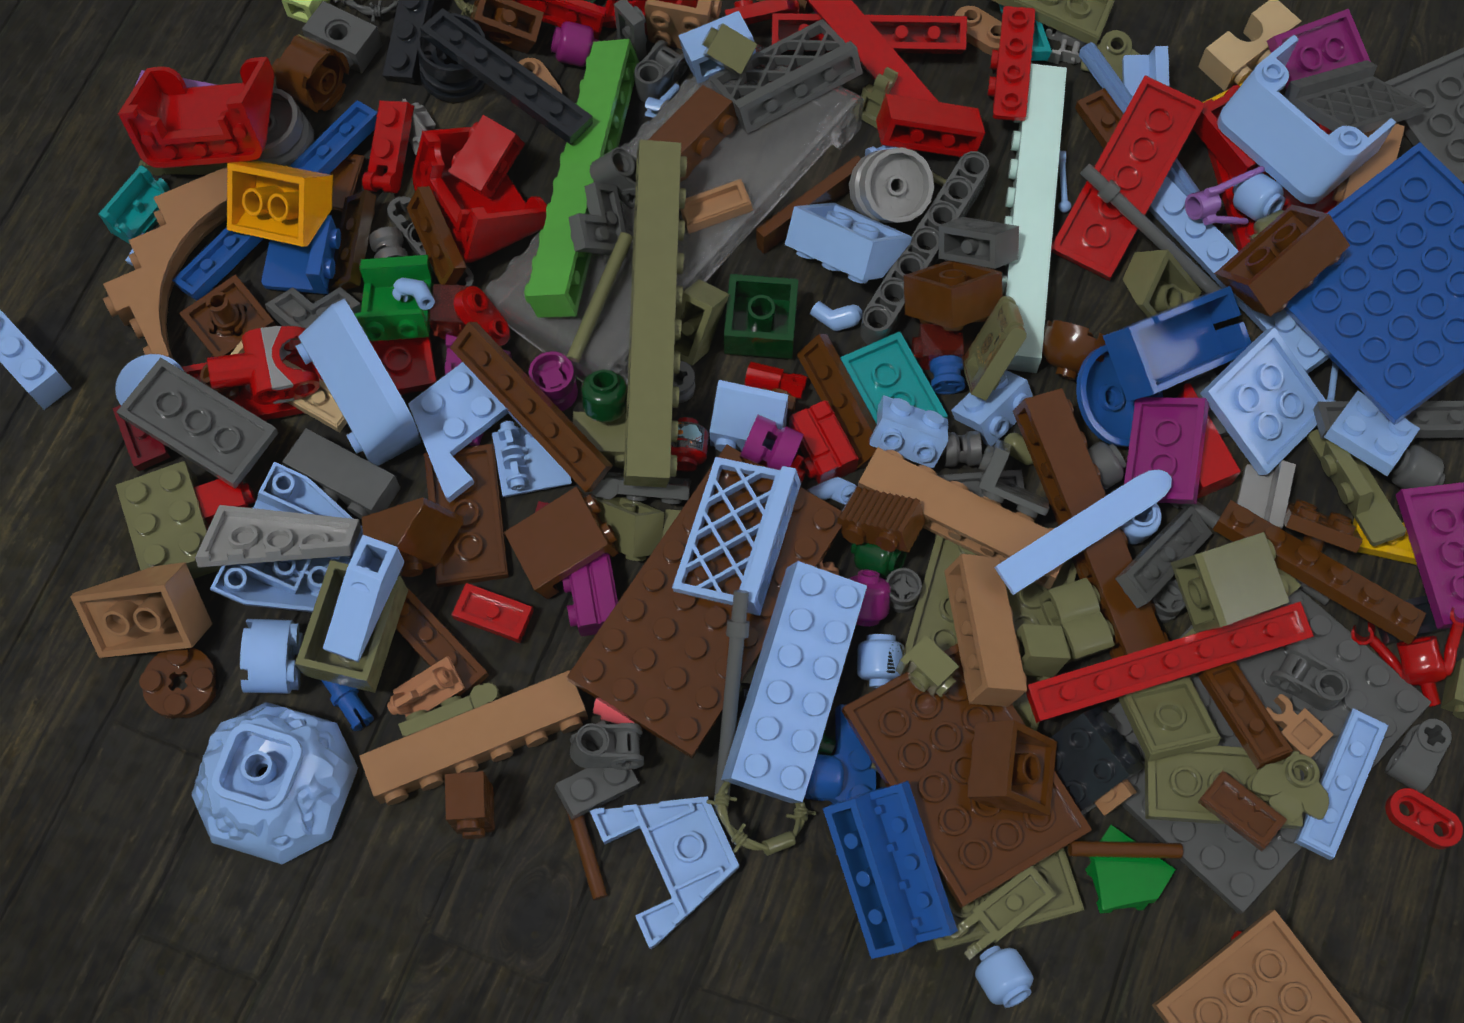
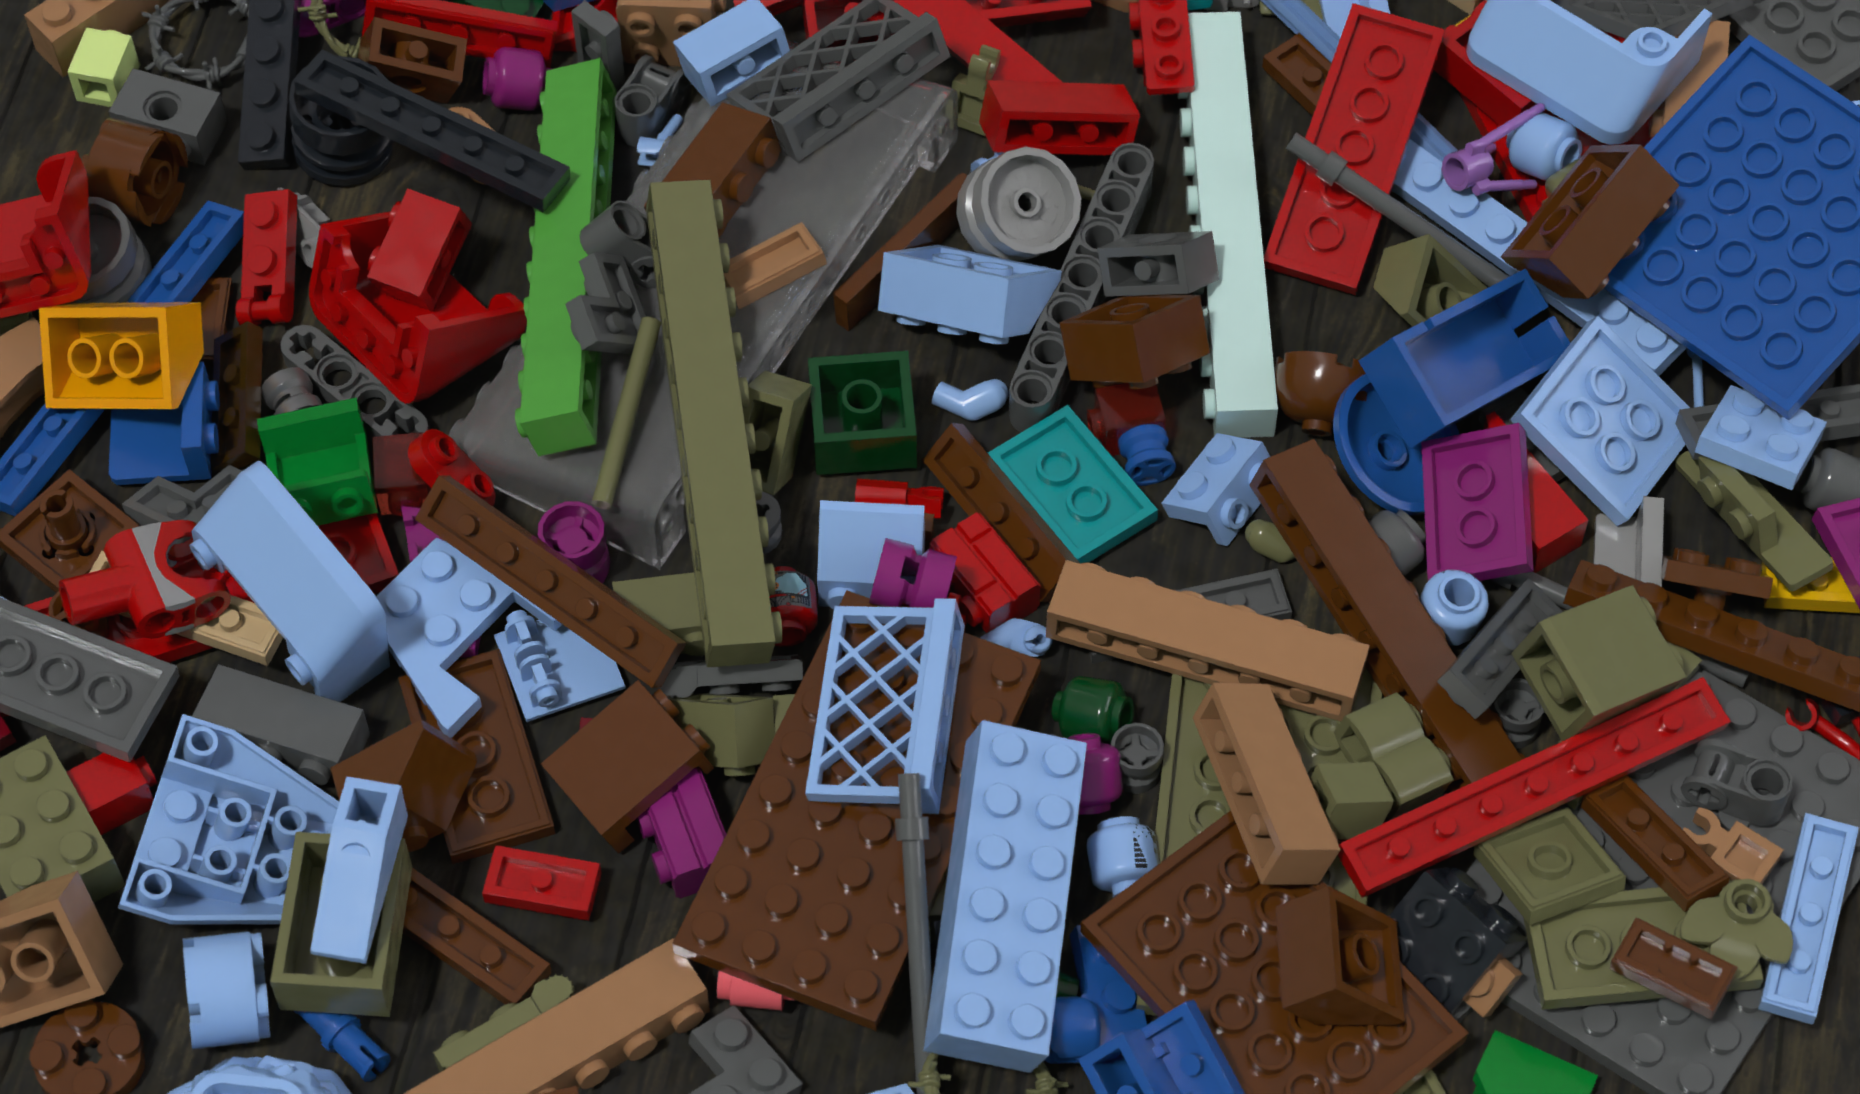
camera: 10 degrees left, 10 degrees down
(263, 535) = (192, 818): light grey wing -> none
(411, 287) = (347, 446): light blue arm -> none
(426, 689) = (466, 999): nougat hinge -> none
(436, 236) = (363, 370): reddish brown plate -> none
(604, 395) = (656, 548): dark green head -> none
(616, 746) = (758, 1028): dark grey piece -> none
(728, 48) = (751, 47): olive brick -> none
(881, 519) = (1089, 658): reddish brown brick -> none
(910, 431) = (1108, 534): light blue bracket -> none
(929, 667) = (1194, 844): olive brick -> none
(962, 449) = (1186, 552): flat silver wheel -> none
(994, 348) = (1207, 402): olive container -> none
(999, 489) = (1235, 557): dark grey bracket -> none
(1065, 205) = (1272, 201): light blue hinge -> none
(1083, 530) = (1379, 625): light blue piece -> none
(1125, 849) = (1521, 1056): reddish brown bar -> none

